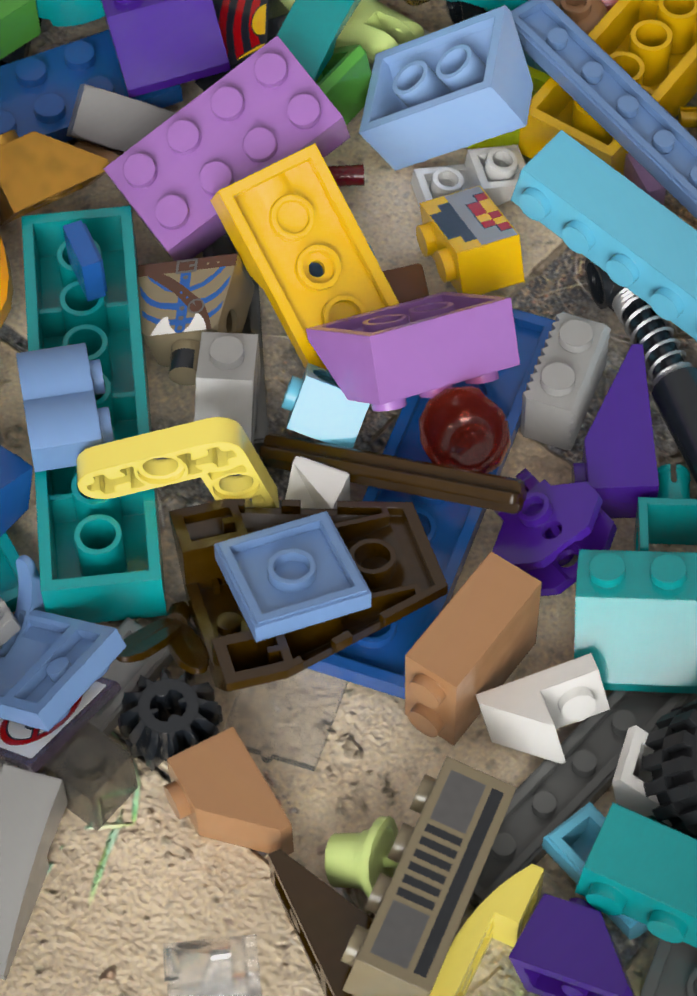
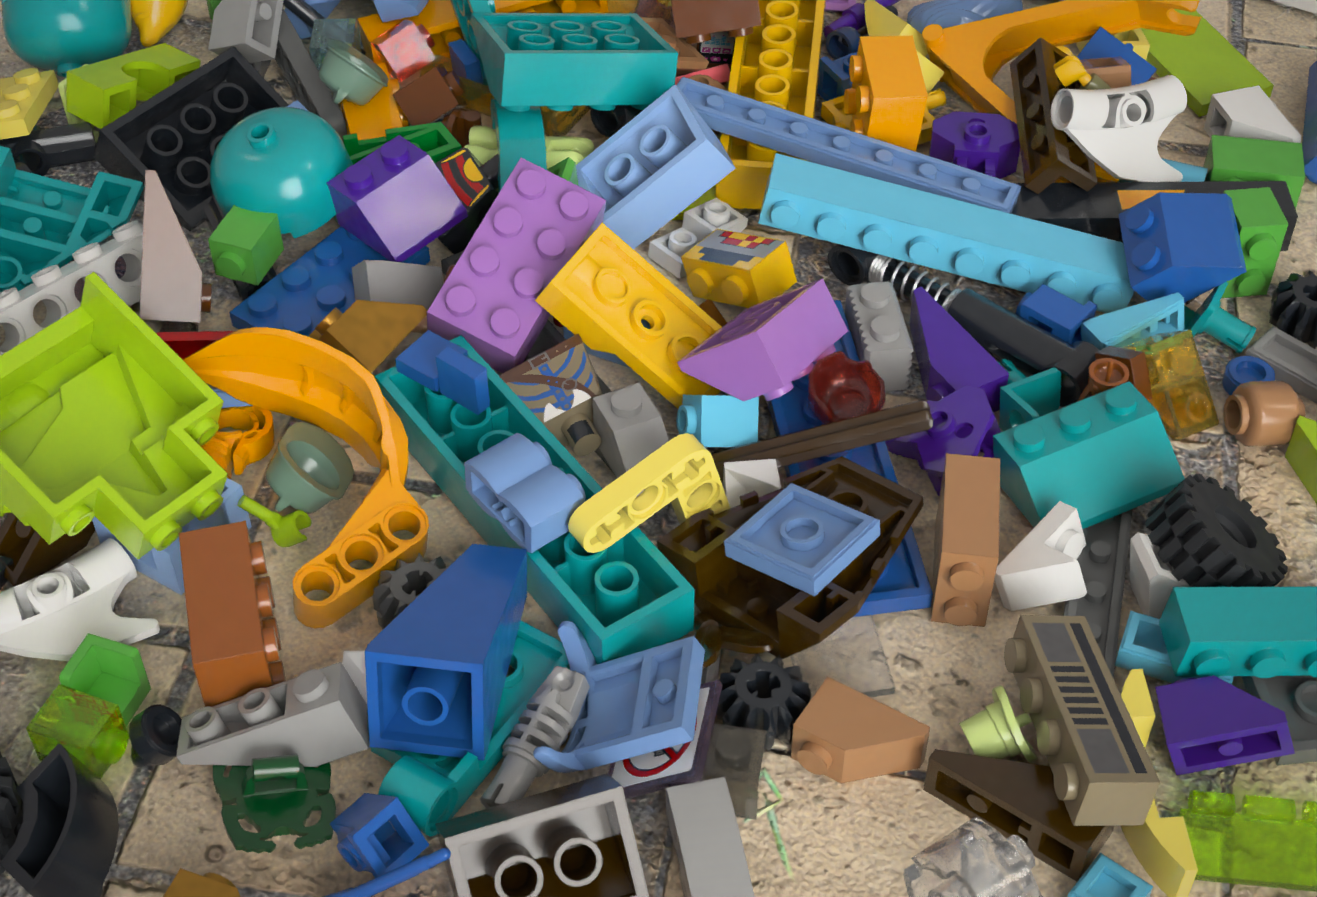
camera: 30 degrees left, 10 degrees down
(79, 207) = (419, 359): none -> blue tile

